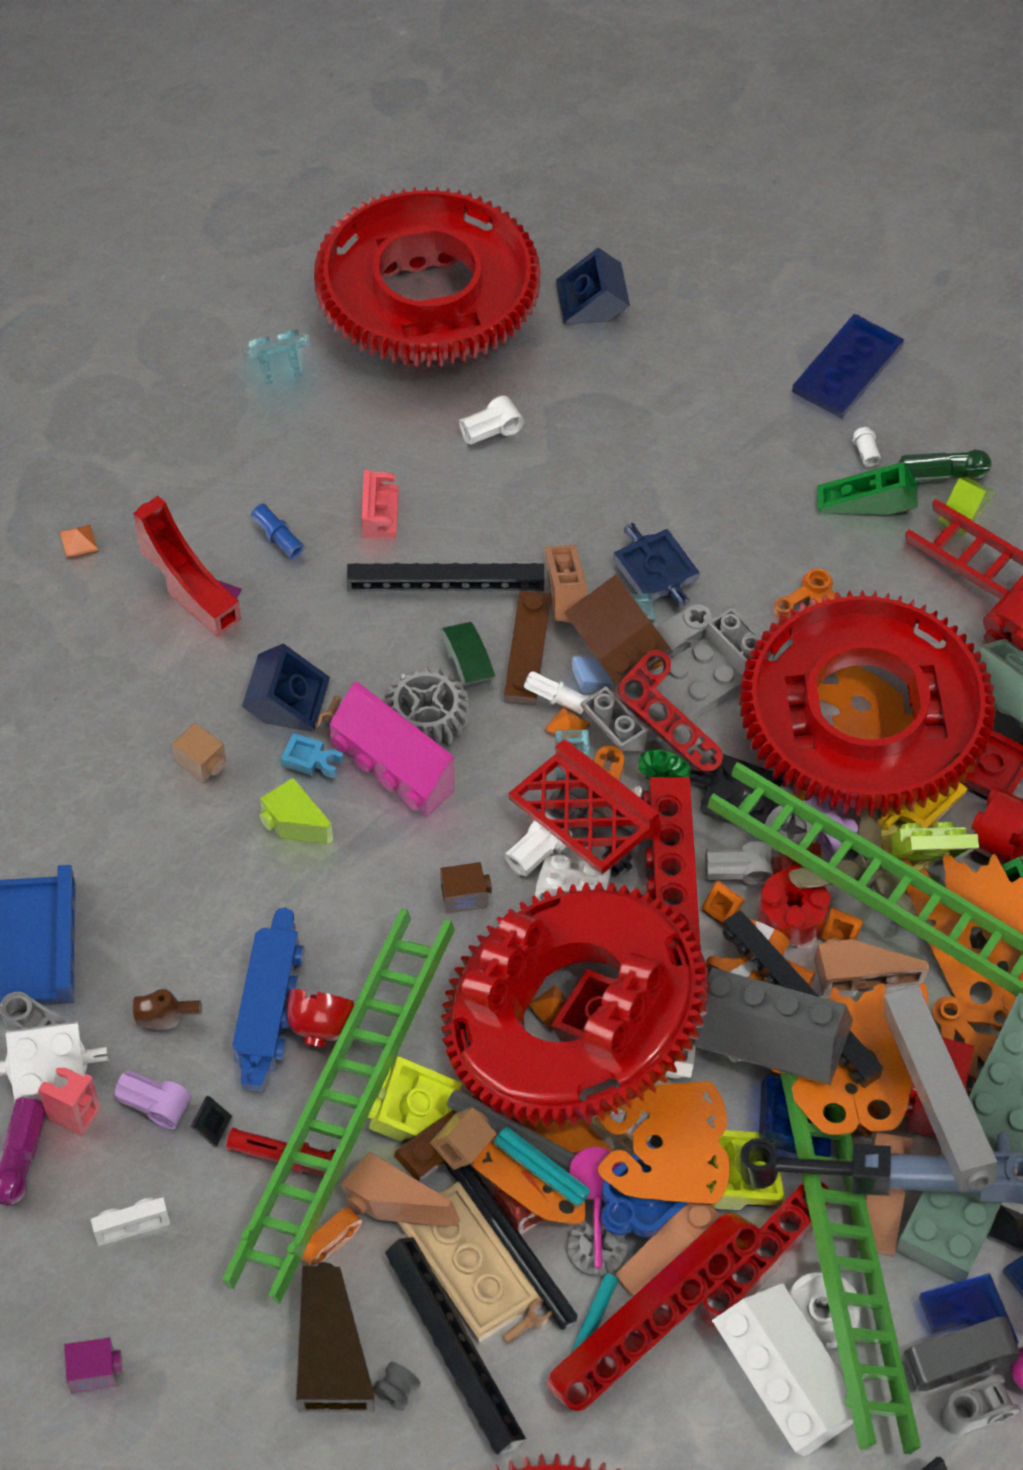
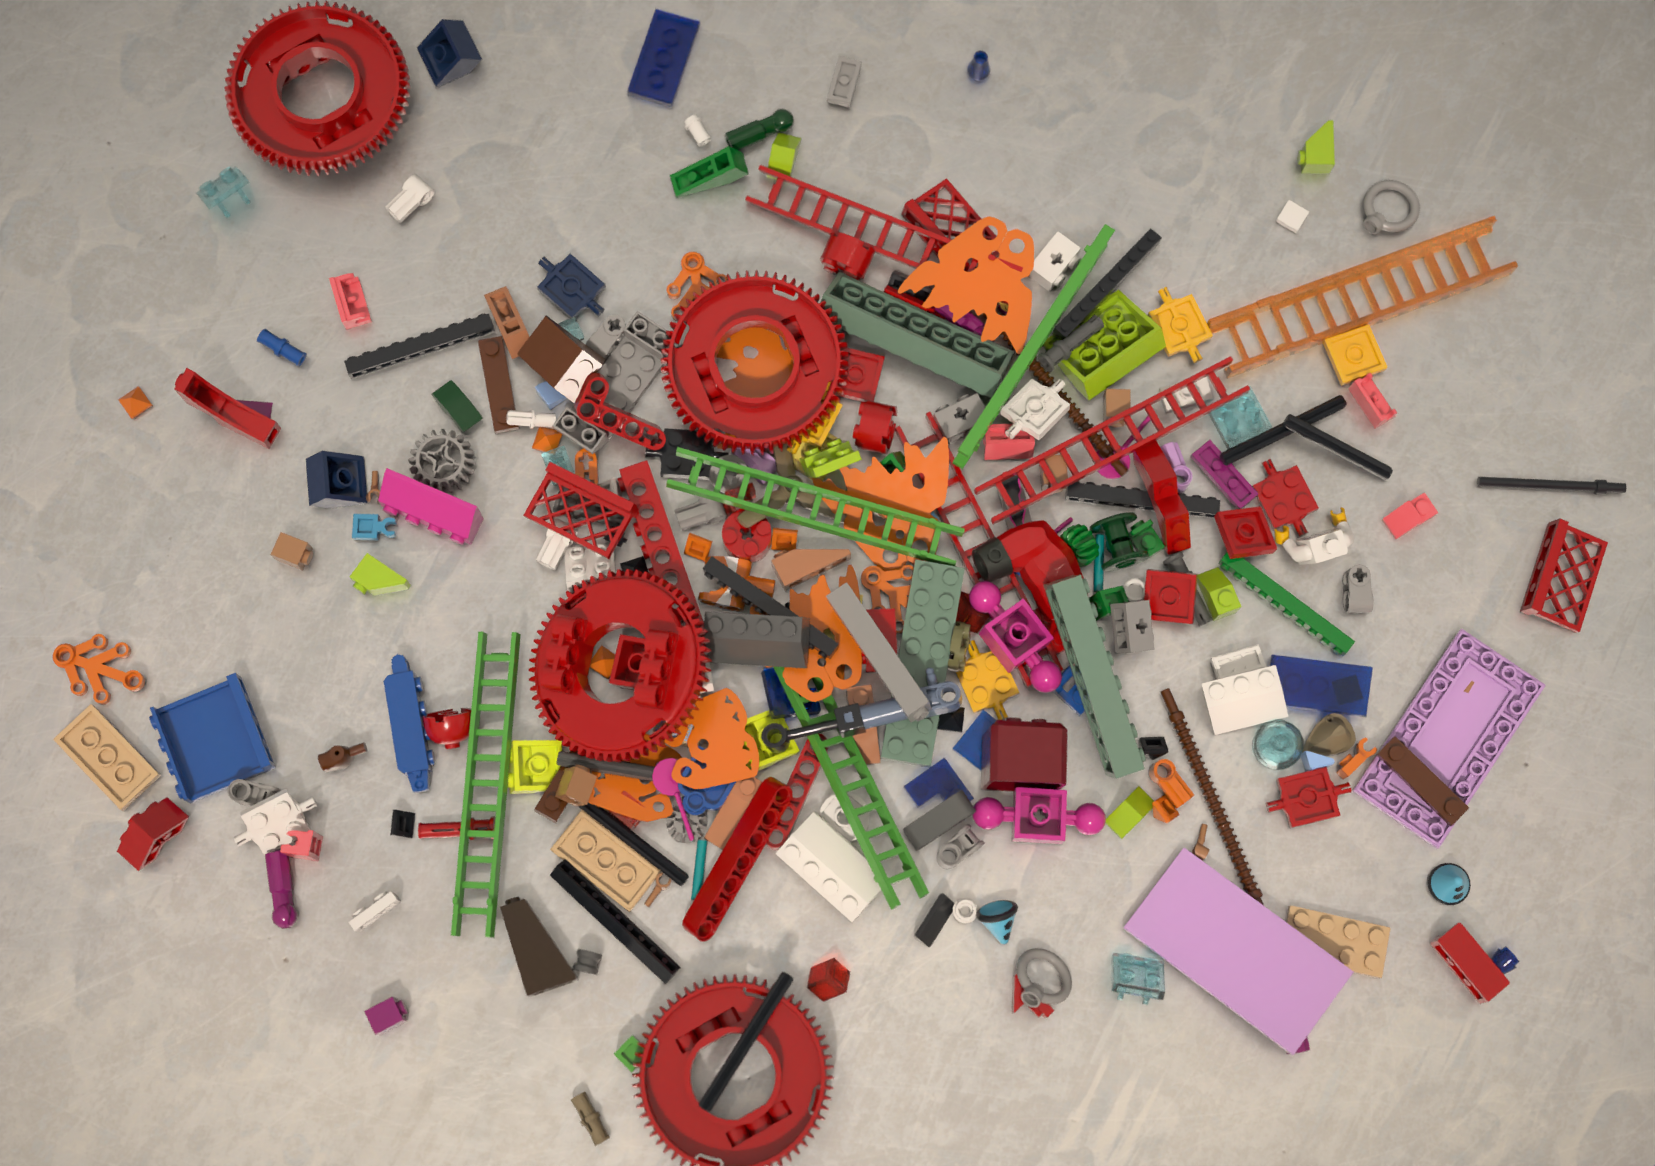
camera: 20 degrees left, 20 degrees up
(160, 1102) = (363, 821): lavender piece -> none
(332, 1236) = (511, 876): orange beam -> none
(394, 1195) = (541, 837): nougat slope -> none
(464, 887) = (516, 594): reddish brown brick -> none
(542, 1166) = (633, 786): teal axle -> none
(662, 765) = (626, 456): green gear -> none

